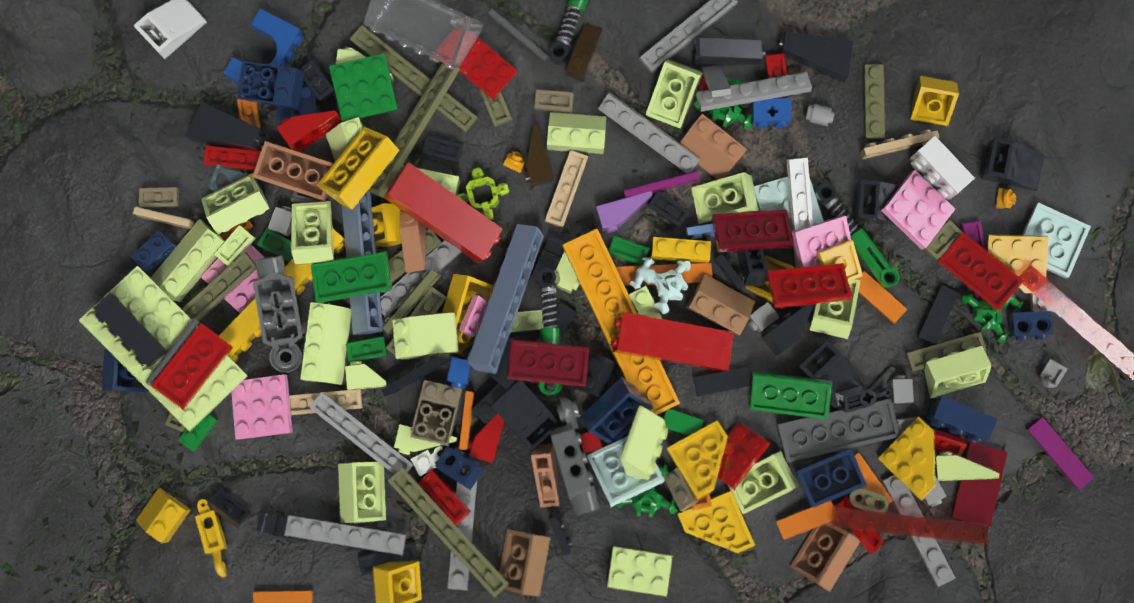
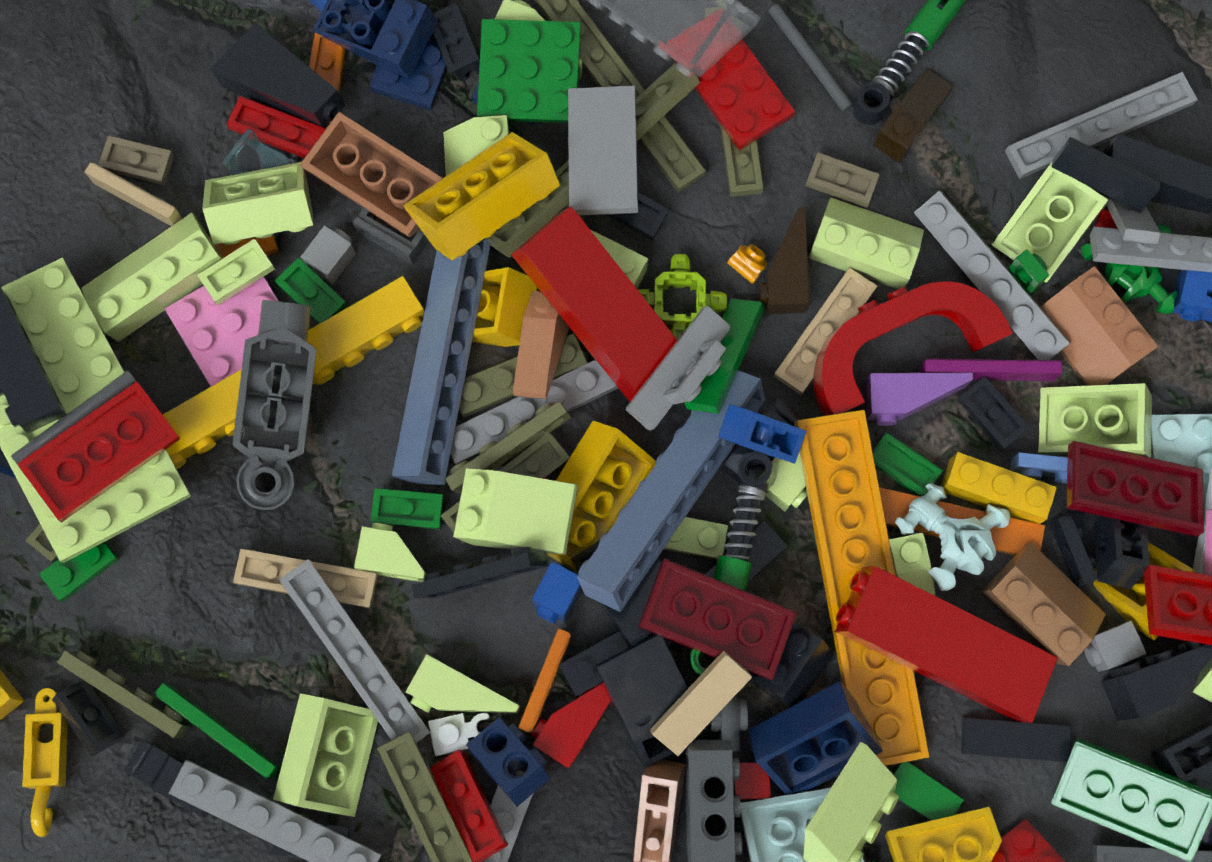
camera: 15 degrees right, 5 degrees down
(154, 251) = (99, 245): dark blue brick -> none
(220, 287) = (191, 333): olive plate -> none
(236, 487) = (113, 685): none -> olive plate
(262, 407) = (199, 558): bright pink plate -> none
(299, 495) = (217, 731): none -> green tile
(307, 129) = (417, 112): red slope -> none
(312, 232) = (372, 284): yellowish green slope -> none
(326, 344) = (340, 480): yellowish green slope -> none
(351, 277) = (417, 376): green tile -> none
(417, 123) = (602, 150): none -> light grey tile
(436, 412) = (496, 652): dark tan slope -> none
(473, 316) = (607, 502): bright pink plate -> none
(493, 233) = (682, 369): none -> light grey bracket
(515, 218) = (743, 320): none -> green tile
(545, 257) = (762, 433): none -> blue brick
(551, 409) = (700, 703): none -> tan tile
(638, 154) = (965, 306): none -> red arch
(668, 126) = (1029, 271): none -> green plate
(694, 62) = (1105, 174): none -> black tile

